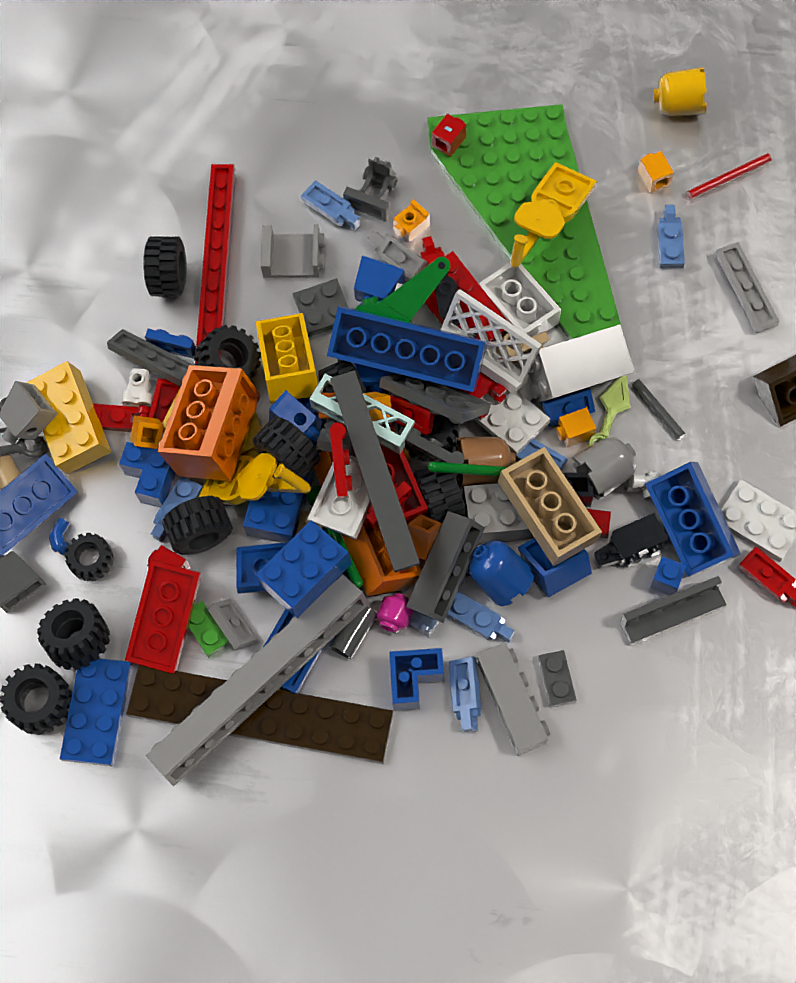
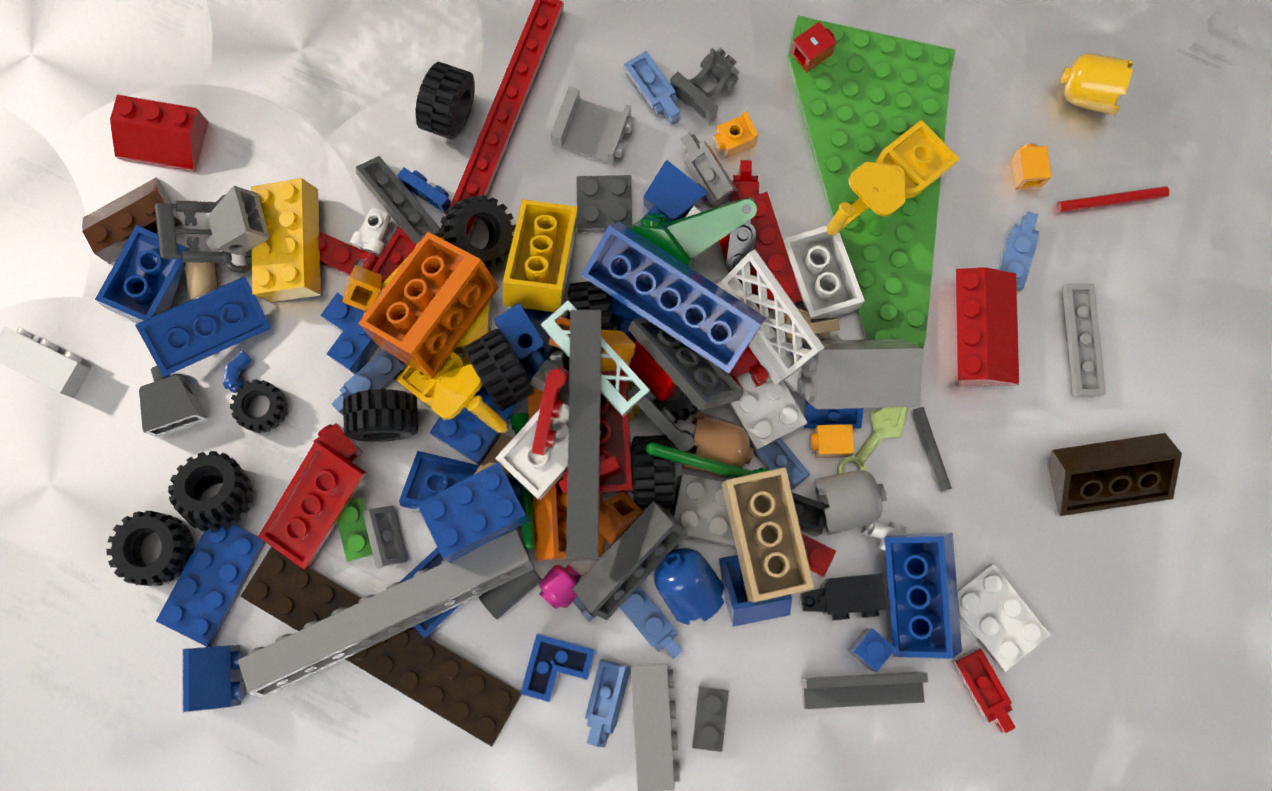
camera: 15 degrees right, 10 degrees up
(127, 783) = (212, 678): none -> blue slope
(666, 301) = (987, 327): none -> red slope

